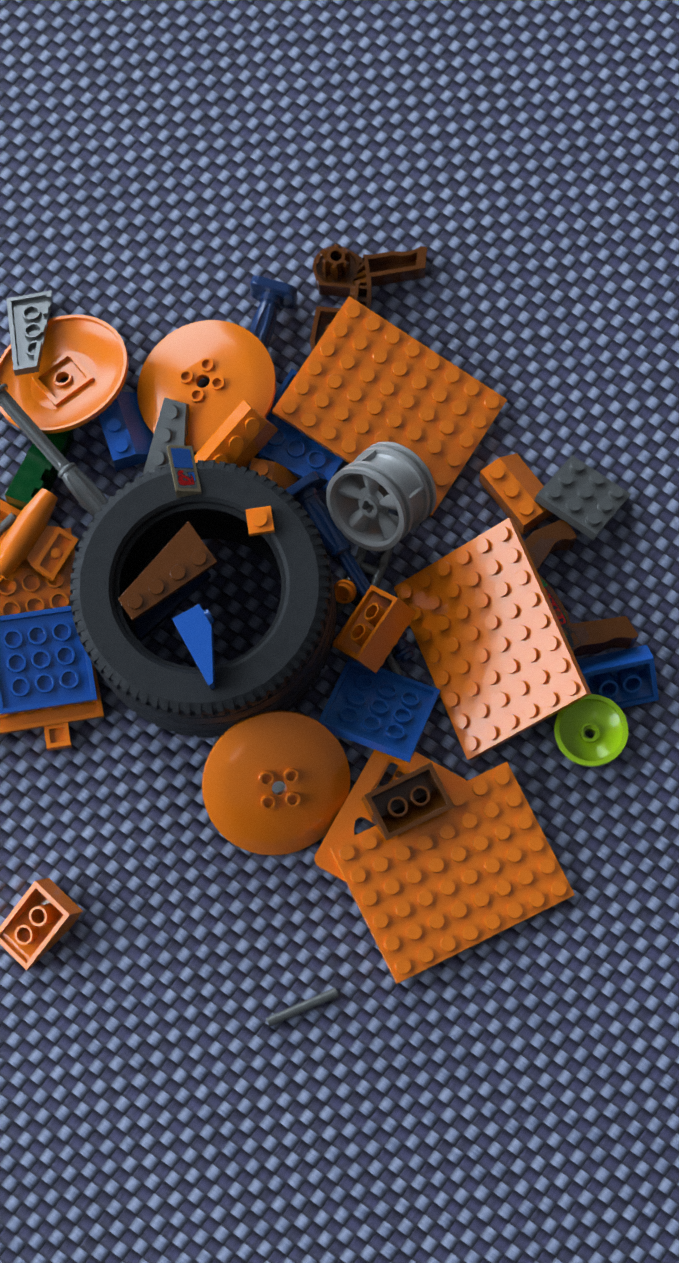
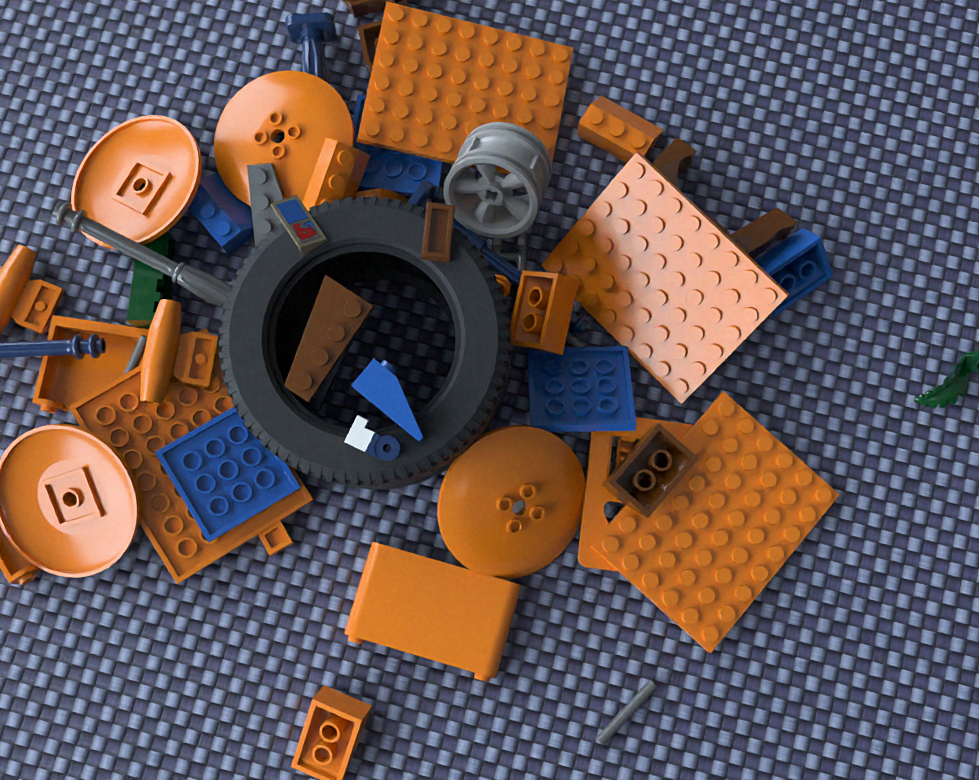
camera: 20 degrees left, 5 degrees up
(28, 328) = (87, 150): wing -> none
(171, 852) = (433, 610): none -> orange windscreen
(177, 679) = (371, 442): none -> leg
(260, 520) = (401, 245): orange plate -> none
(295, 521) = (437, 232): none -> reddish brown tile
(582, 497) = (683, 112): dark grey plate -> none
(596, 715) = (805, 332): lime dish -> none

